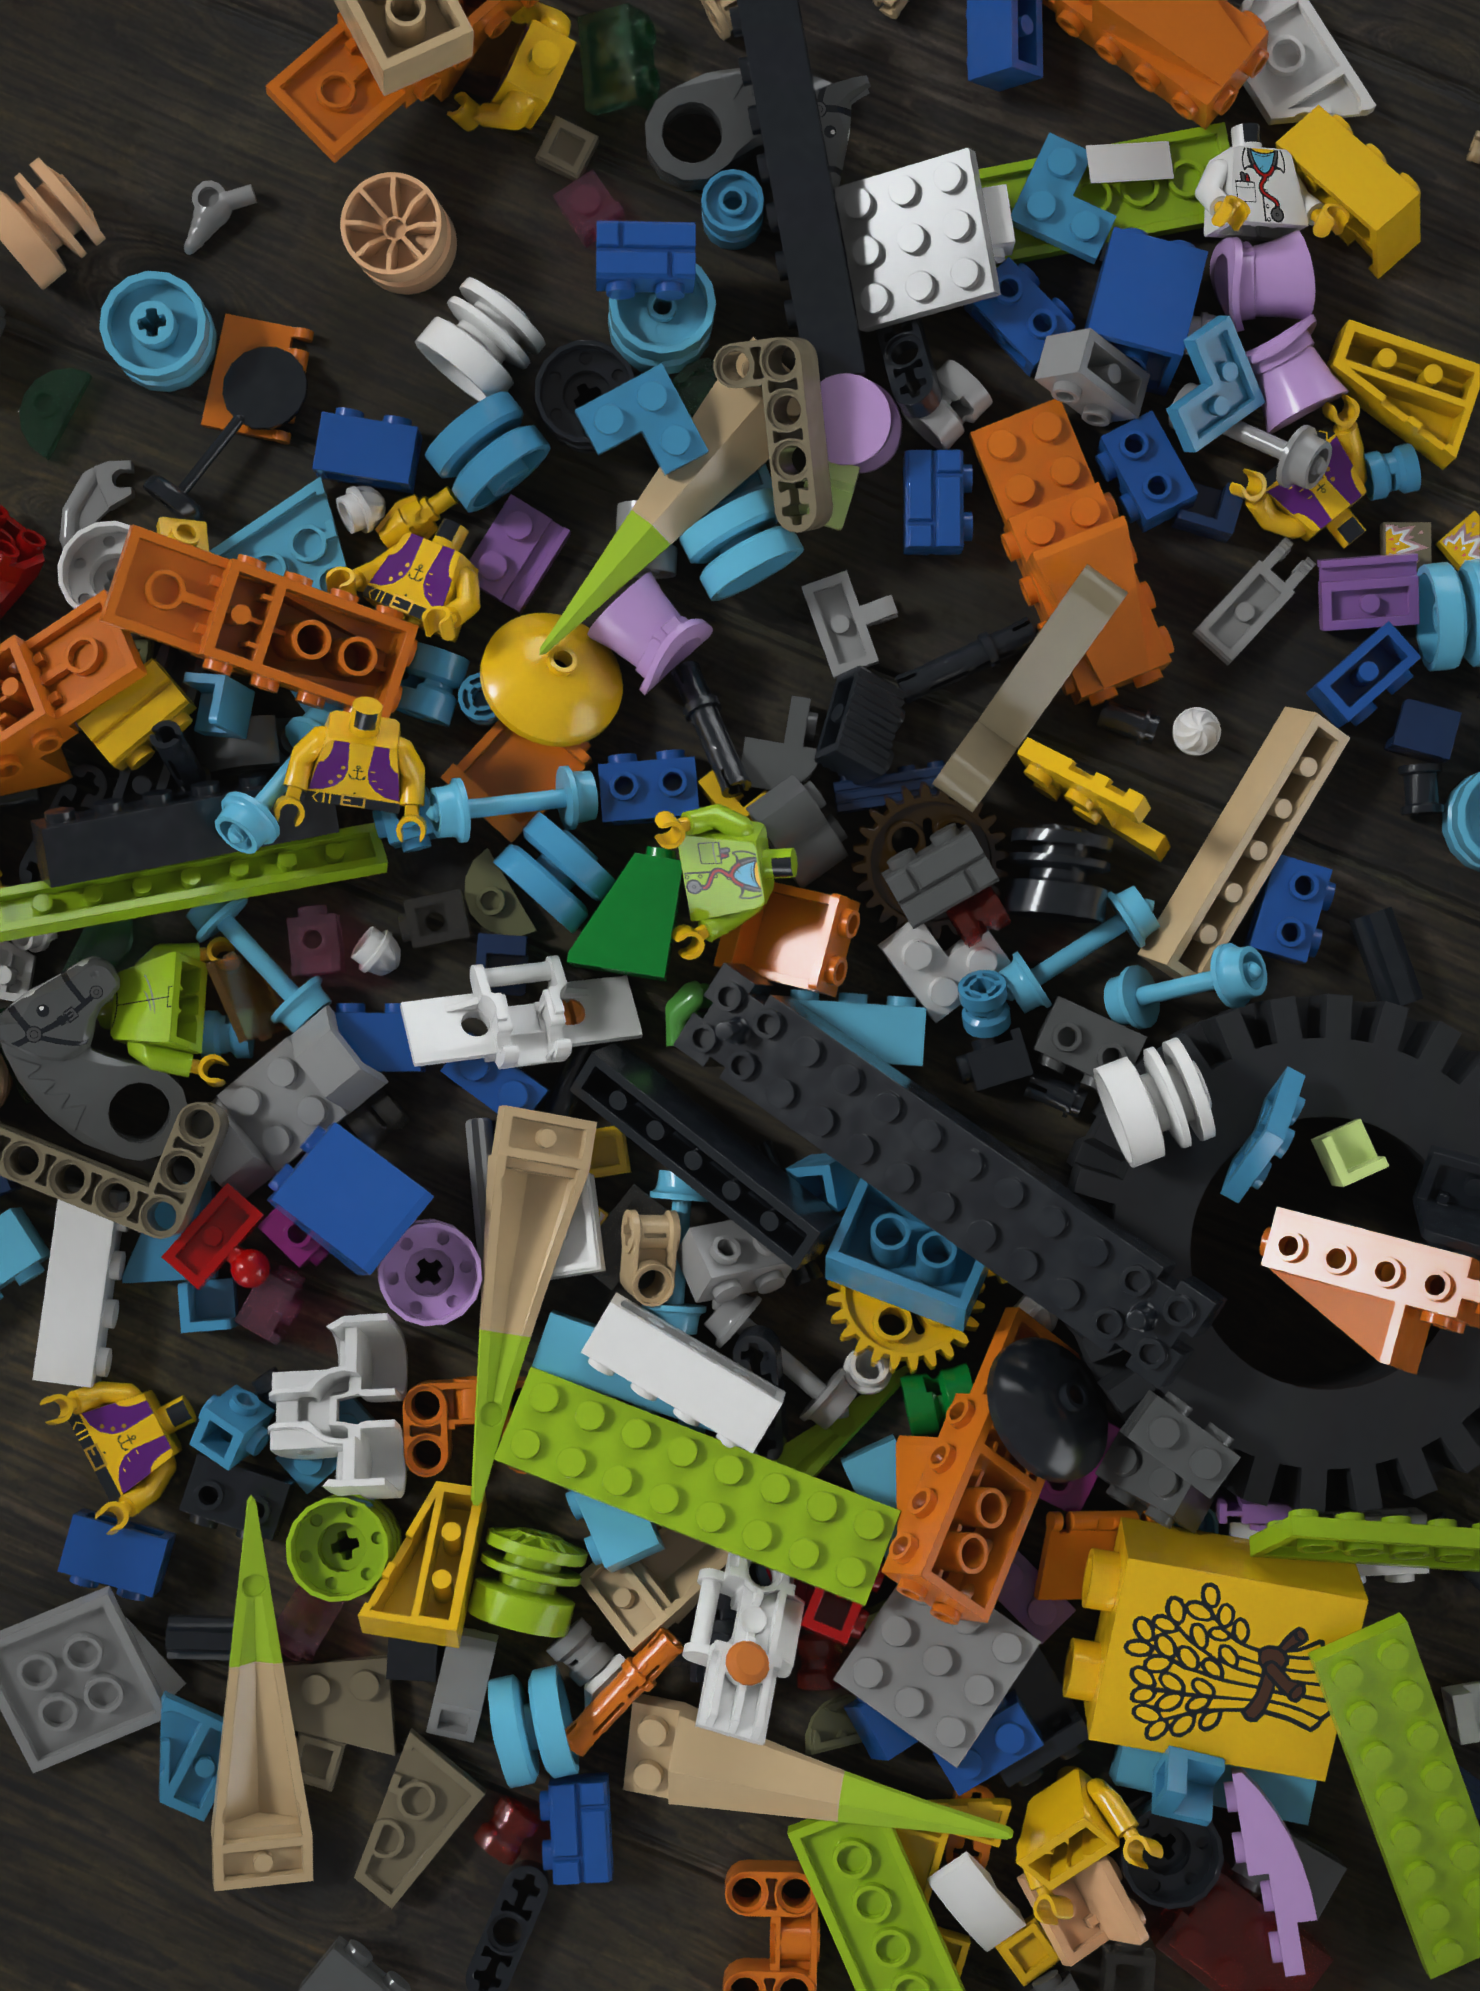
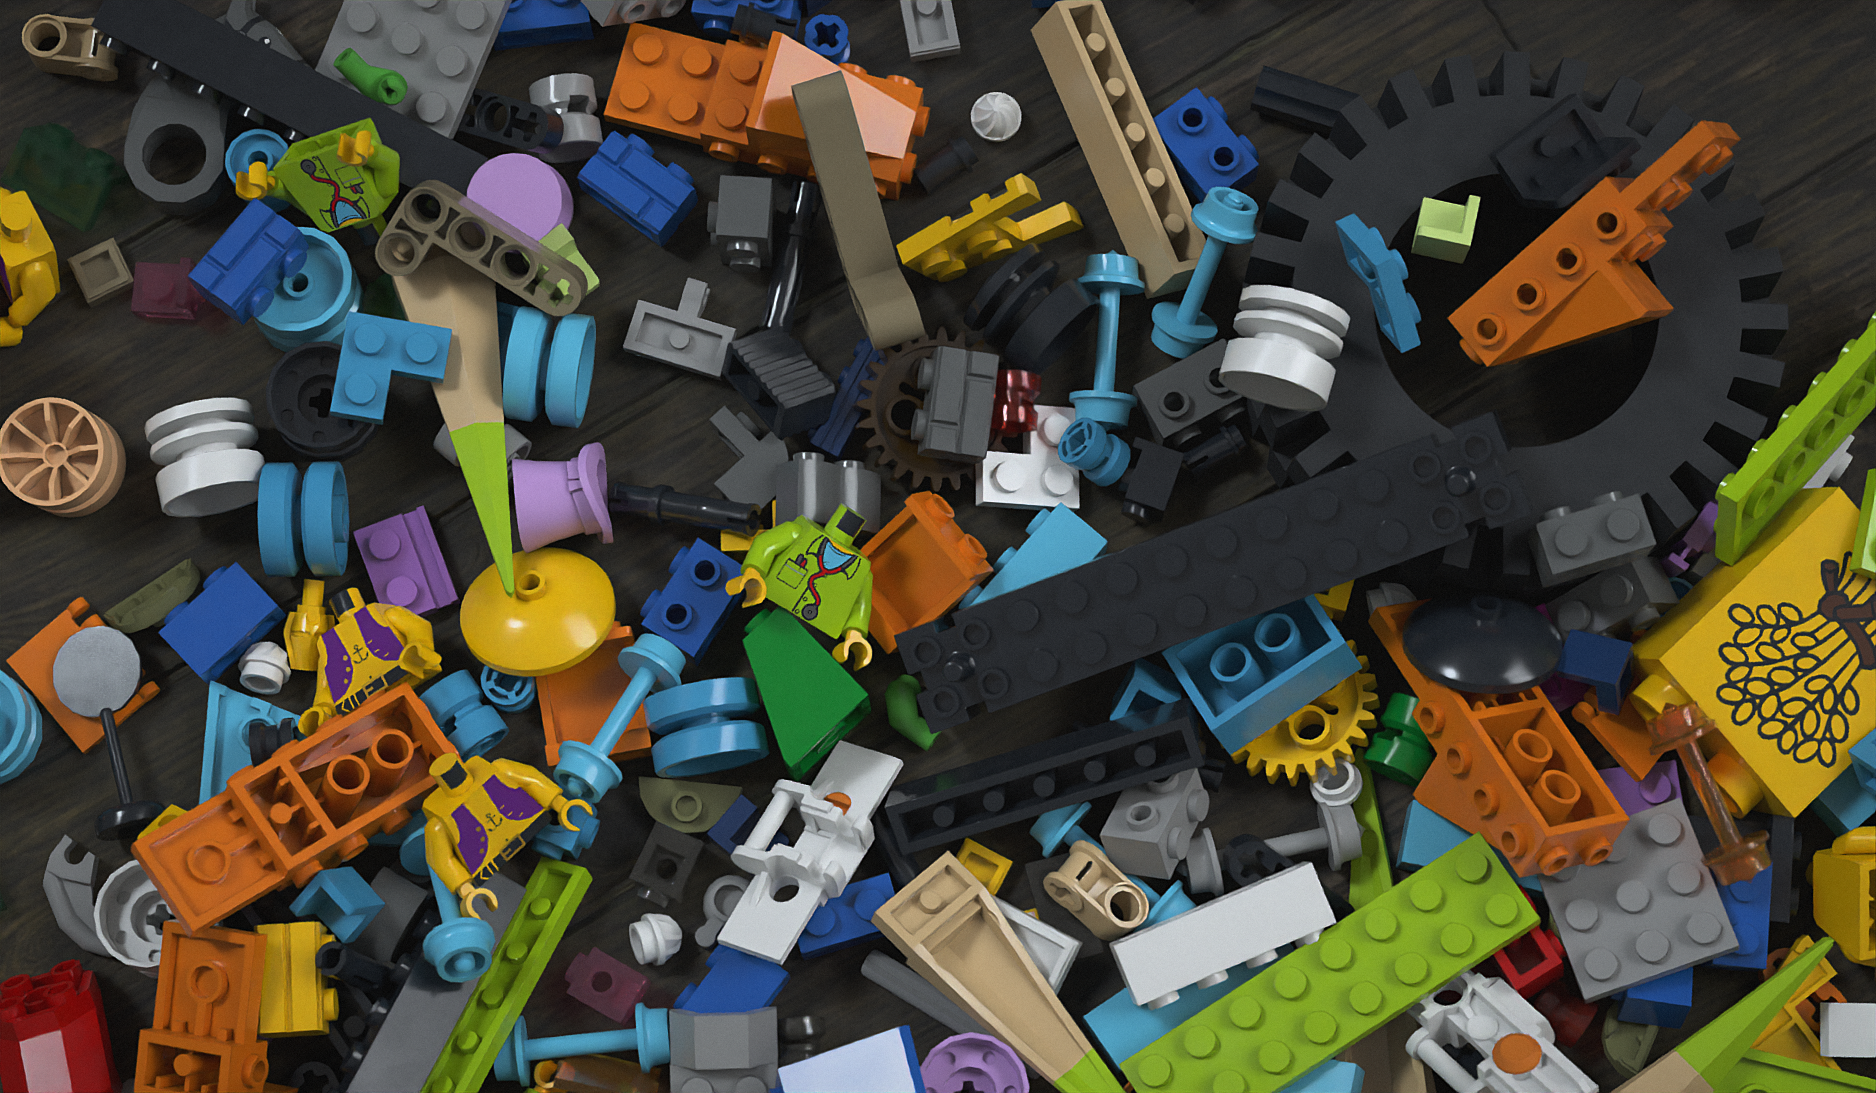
camera: 50 degrees left, 10 degrees down
(304, 559) = (267, 739): none -> black wheel
(350, 388) = (155, 600): none -> olive plate
(438, 981) = (718, 906): none -> light grey piece
(760, 271) = (333, 179): none -> lime torso
(858, 239) = (372, 81): none -> bright green arm
(963, 605) = (744, 222): none -> dark grey brick
(1023, 1718) = (1737, 856): none -> clear orange piece
(1097, 1510) = (1601, 663): none -> dark blue panel
(1128, 500) = (760, 24): none -> black pin
(1170, 552) = (830, 29): none -> blue bush

